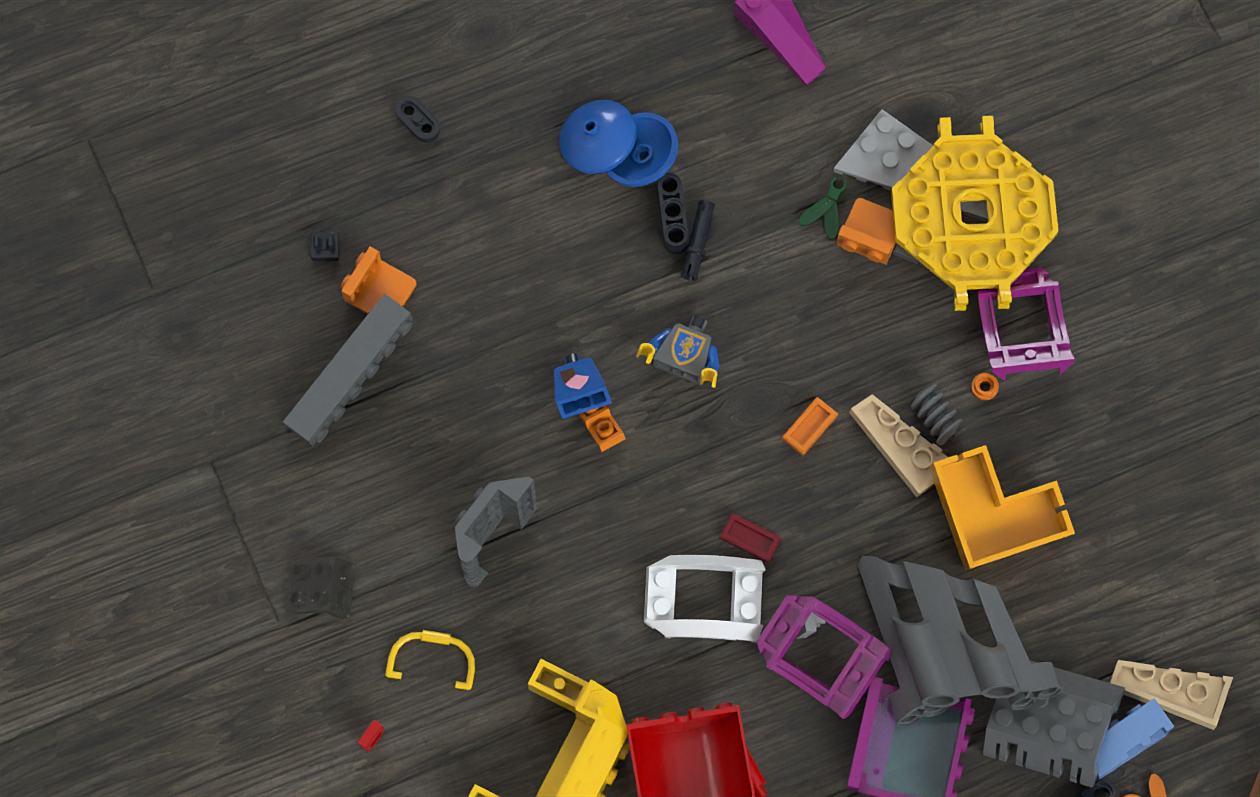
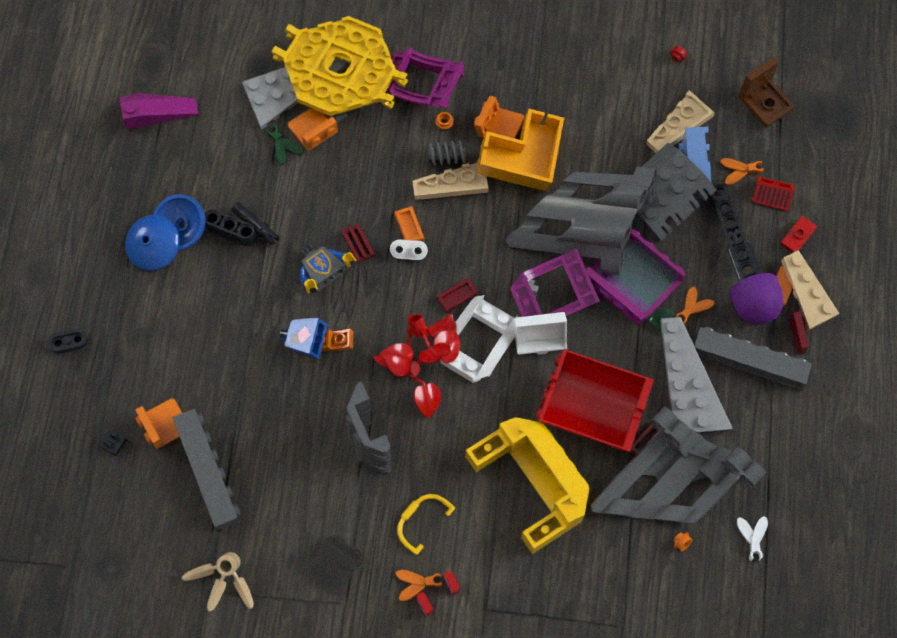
camera: 65 degrees left, 5 degrees down
(243, 463) = (219, 585): none -> tan plant
(327, 718) = (424, 604): none -> red tile
(352, 697) = (417, 581): none -> orange piece
(606, 513) = (399, 362): none -> red plant
(620, 507) = (419, 329): none -> red plant
(753, 668) = (541, 333): none -> white container
(760, 358) = (351, 230): none -> dark red tile
(774, 442) = (408, 249): none -> white plate
(1021, 454) = (497, 120): none -> orange bracket

